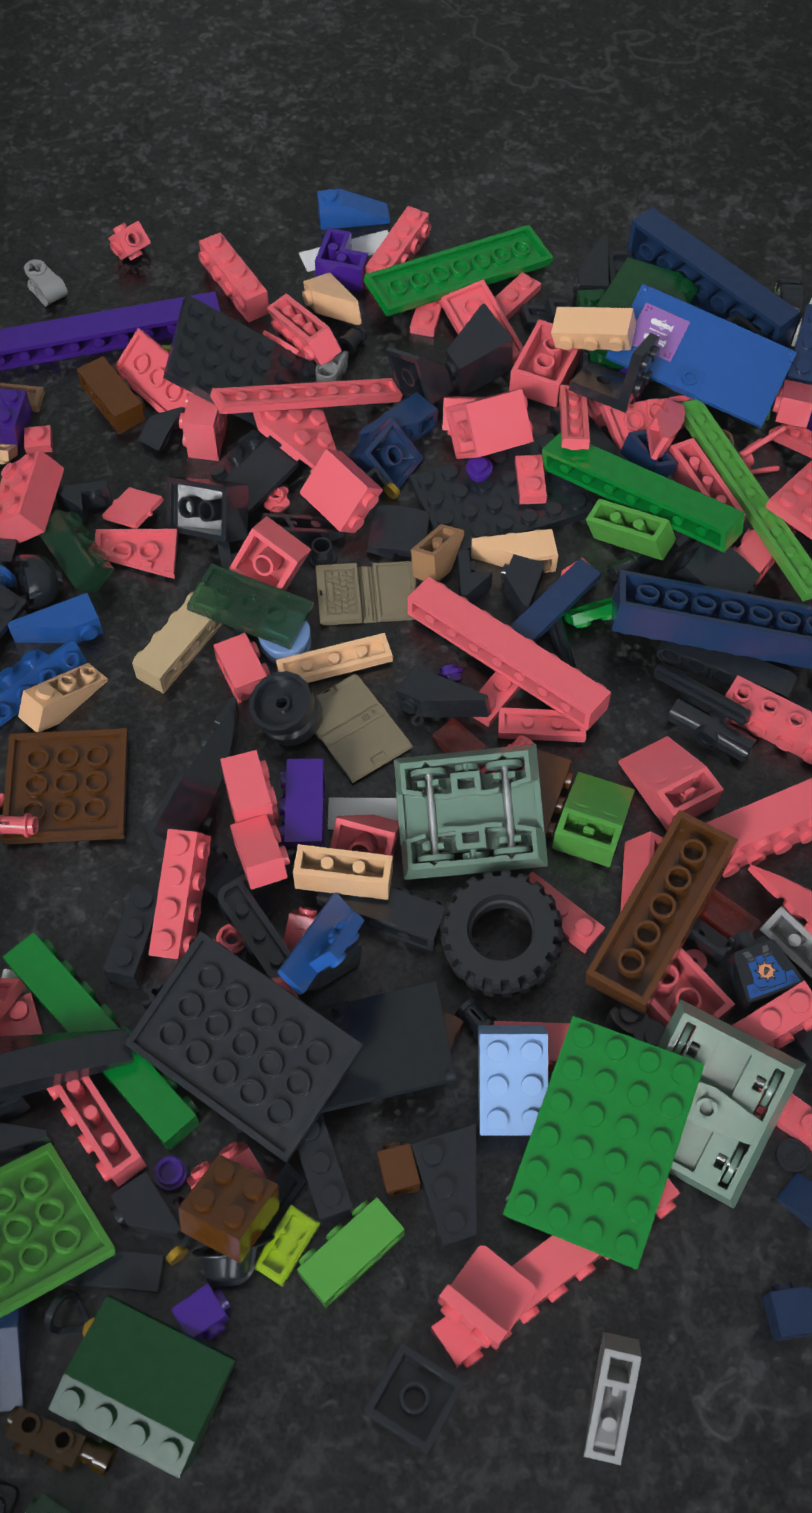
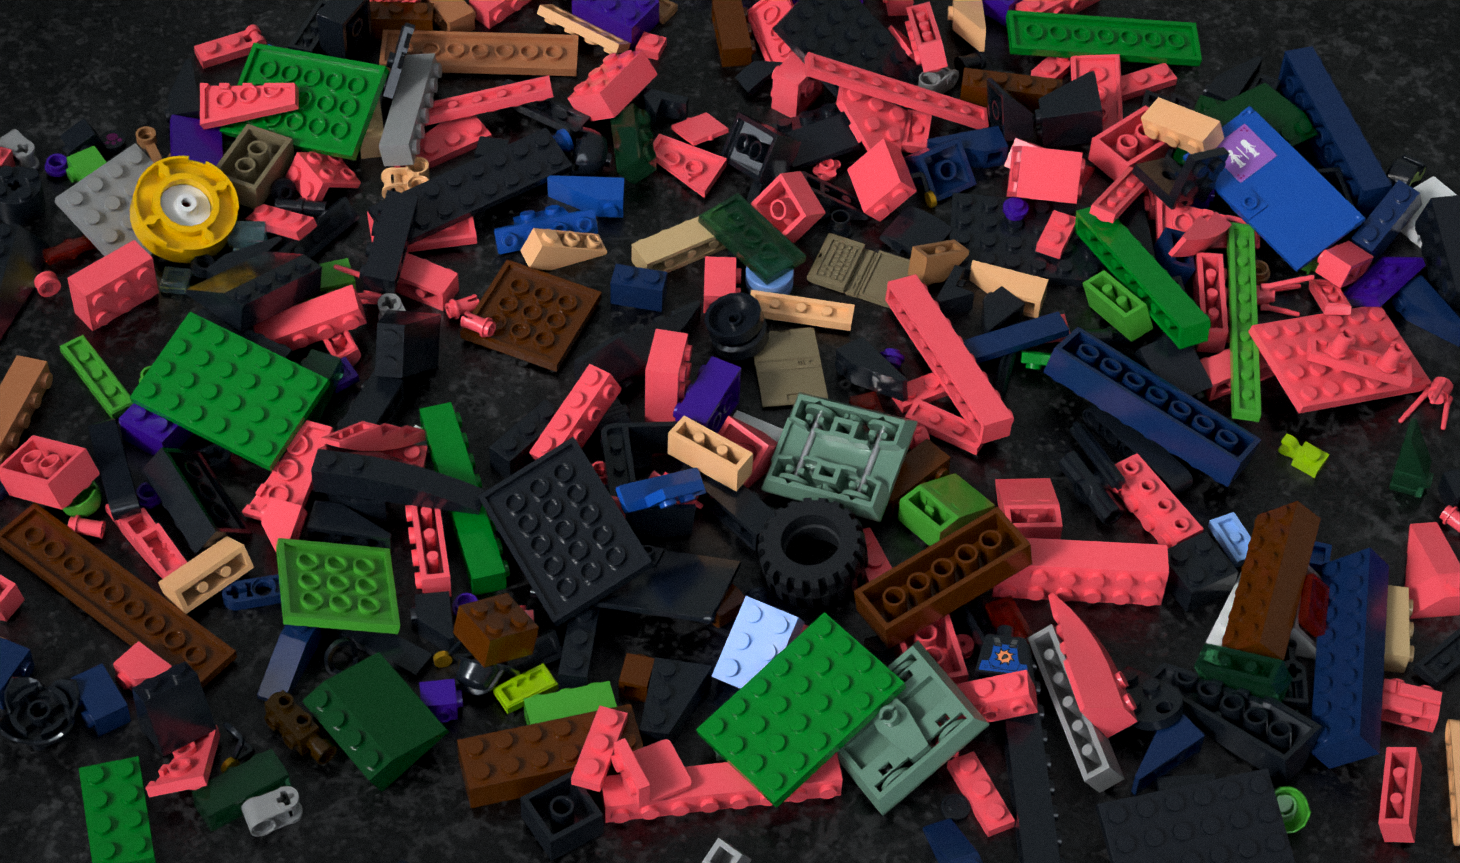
camera: 25 degrees right, 10 degrees down
(162, 706) = (638, 287): none -> dark blue brick
(259, 851) = (652, 409): coral brick -> none
(341, 427) = (916, 131): none -> coral plate
(357, 1323) = (526, 757): none -> reddish brown brick
(418, 1301) = (599, 748): none -> coral plate
(430, 344) = (1023, 87): none -> reddish brown brick

